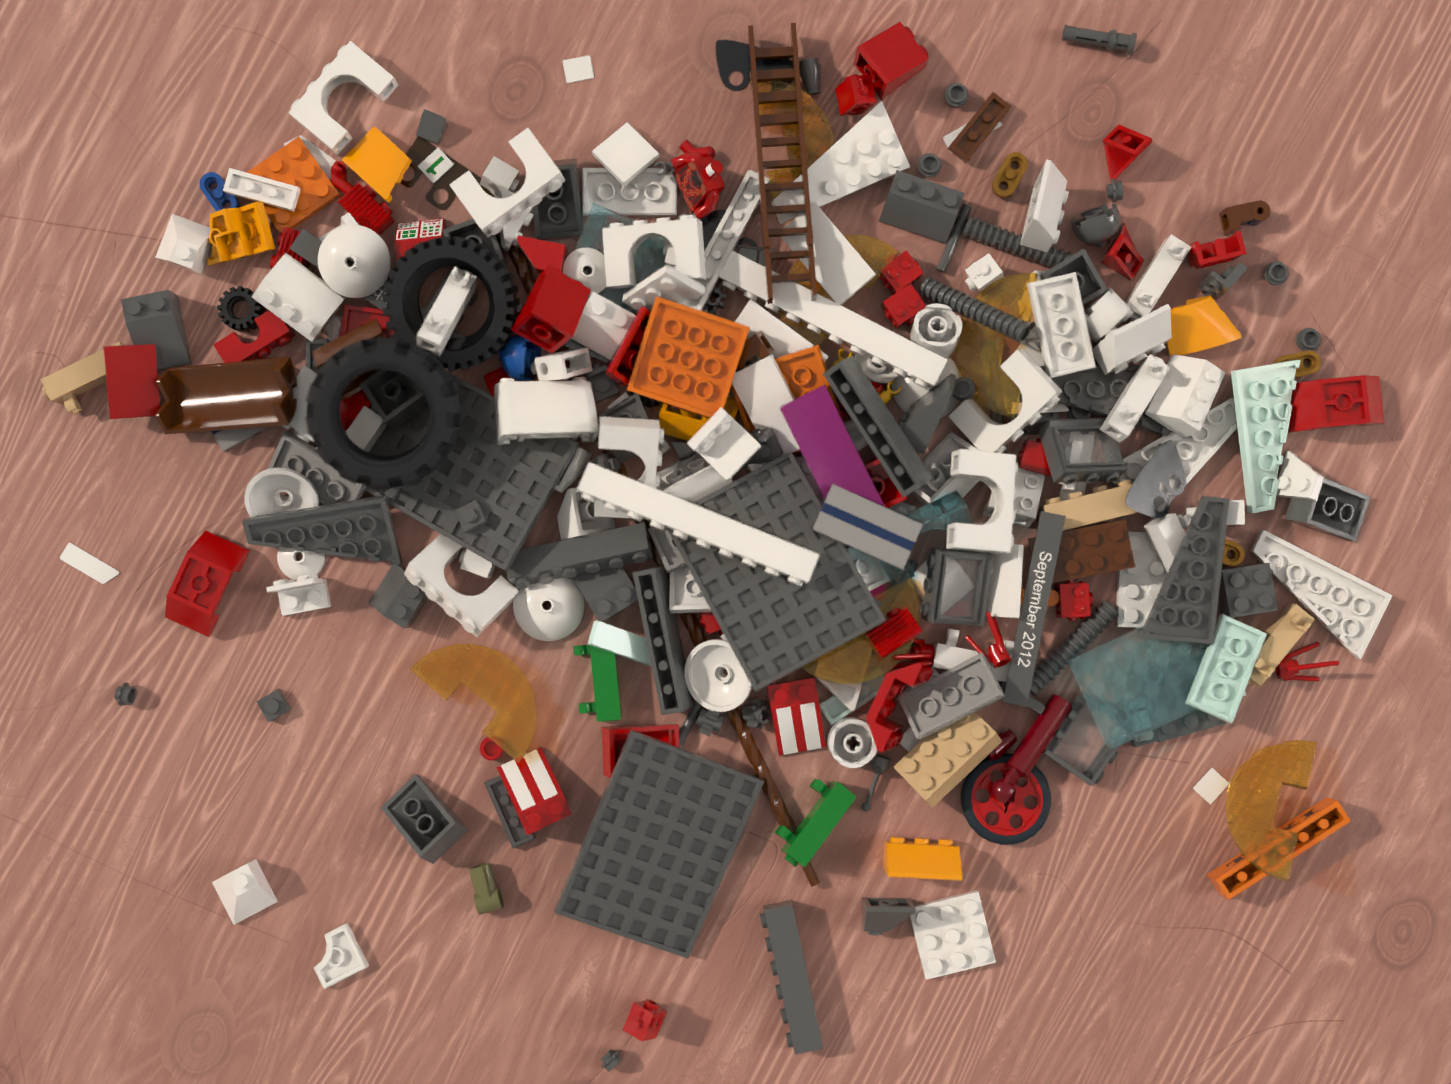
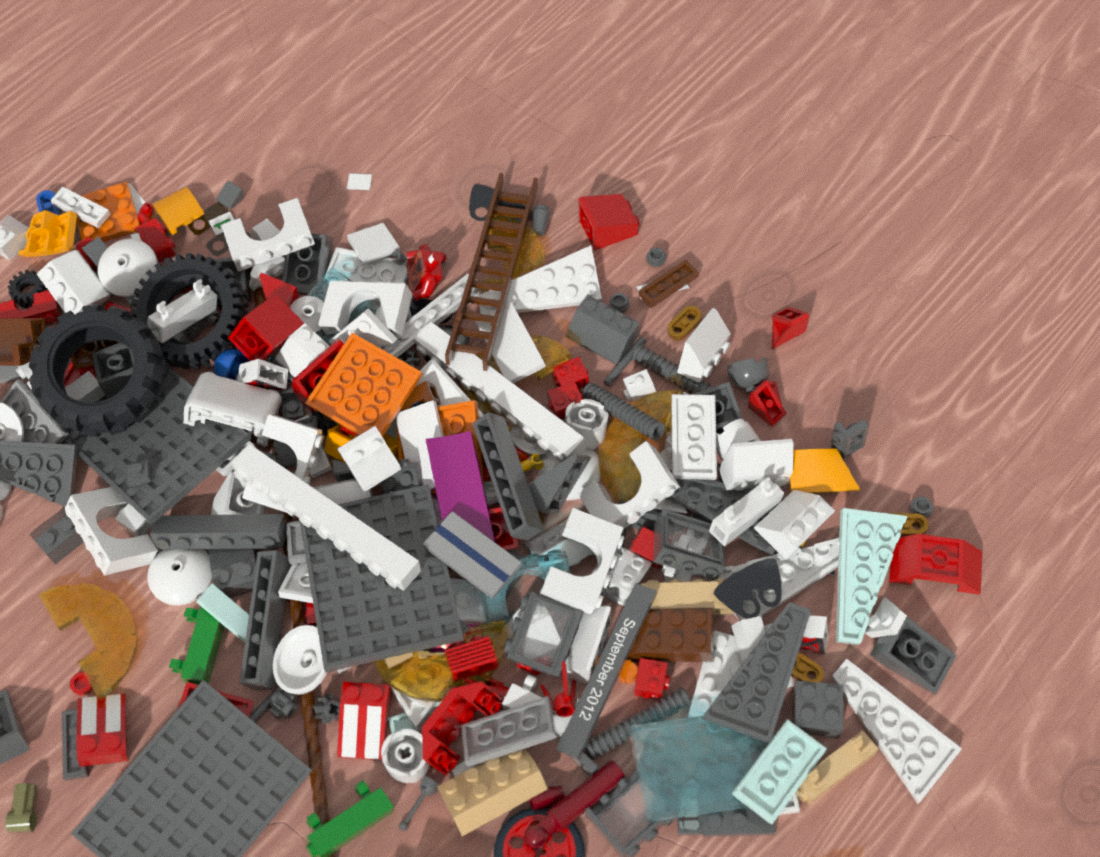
camera: 20 degrees right, 25 degrees down
(348, 66) = (182, 143): white arch -> none
(855, 95) = (570, 237): red head -> none
(963, 389) = (597, 473): dark grey plate -> none
(1110, 40) = (795, 243): dark grey pin -> none
(1114, 190) = (772, 353): dark grey plate -> none
(1156, 277) = (797, 420): white brick -> none
(1216, 251) = (848, 415): red window -> none
(1248, 213) = (881, 394): reddish brown leg -> none
(1276, 273) = (902, 447): dark grey plate -> none
(1288, 668) = (846, 793): red plant -> none

